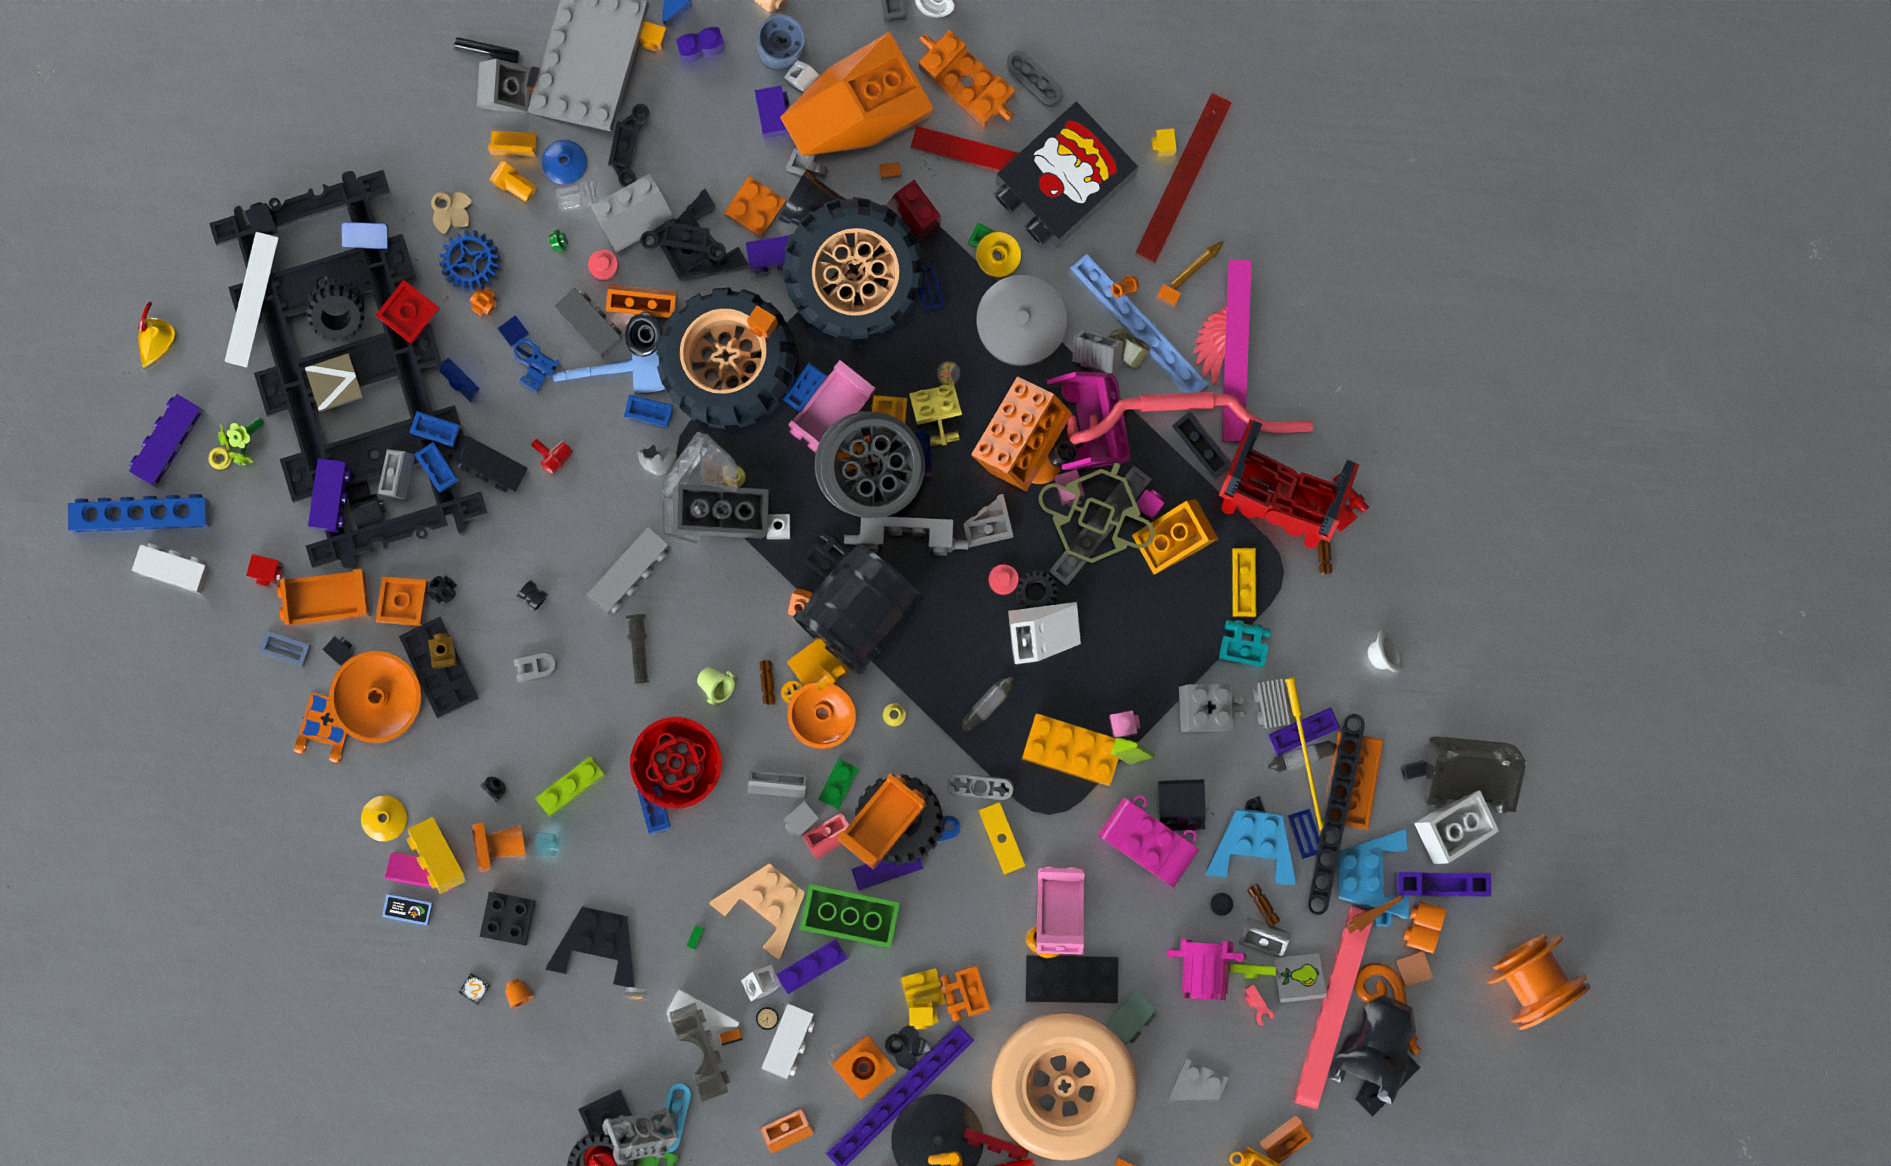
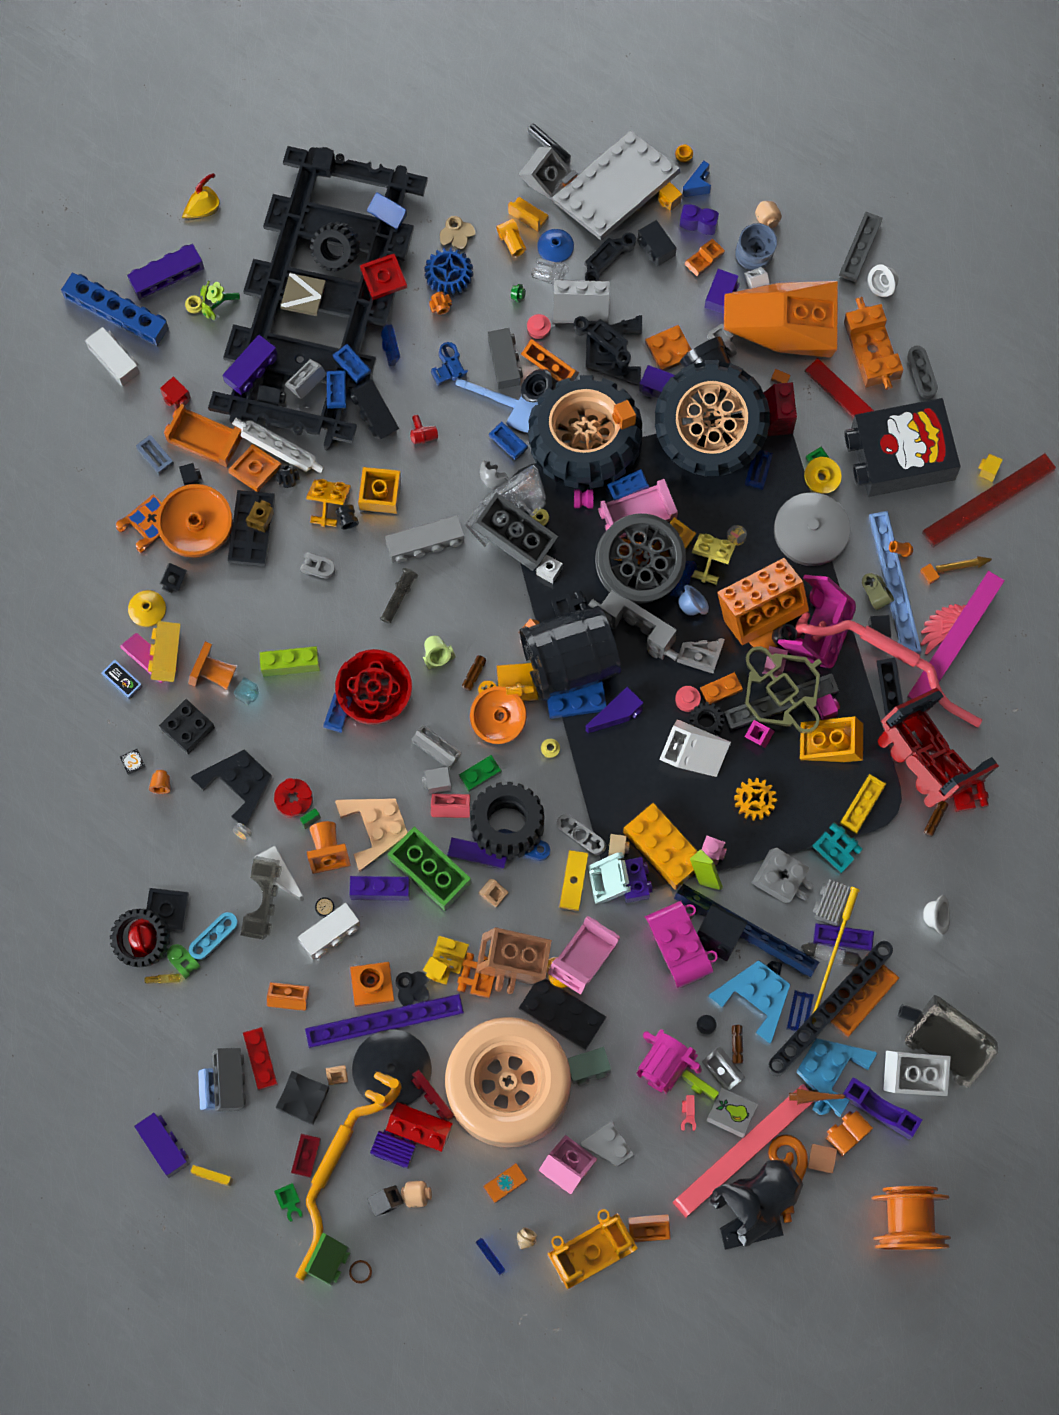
camera: 35 degrees right, 10 degrees down
(251, 299) = (282, 209): white sticker -> none
(397, 764) = (175, 571): none -> black brick
(411, 563) = (277, 446): none -> white plate
(494, 788) = (236, 632): black plate -> none
(497, 583) = (327, 493): none -> light orange plate
(513, 331) = (448, 334): clear blue tile -> none
(549, 547) = (379, 490): none -> light orange brick
(643, 1143) = (182, 934): light grey piece -> none
(671, 97) = (656, 243): none -> black brick
(673, 935) = (294, 808): none -> red plate
(730, 1037) = (290, 904): orange piece -> none
(731, 82) = (704, 257): none -> orange slope
(733, 959) = (327, 853): none -> orange plant
(761, 983) = (335, 877): white brick -> none
(768, 429) = (583, 498): none -> dark pink wheel
(882, 821) = (494, 810): orange panel -> none
(895, 652) = (578, 702): none -> blue wing
(927, 899) = (493, 892): none -> light nougat slope
(943, 633) = (618, 711): none -> dark purple slope
(948, 473) = (693, 601): none -> light blue hat
(988, 703) = (622, 778): piece -> none
(994, 958) = (513, 957): none -> nougat piece
(1026, 777) = (618, 844): none -> tan plate
(1030, 548) = (721, 689): none -> orange plate
(1041, 812) = (614, 878): none -> light aqua container
(1064, 802) = (637, 880): none -> dark purple brick
(1093, 579) = (754, 733): none -> dark pink plate
(1097, 351) = (853, 579): light grey brick -> none
(1145, 648) = (759, 805): none -> light orange gear
(1153, 384) = (881, 624): none -> black brick
(1170, 1128) = (567, 1164): none -> bright pink slope
(1215, 783) = (753, 933): none -> dark blue plate

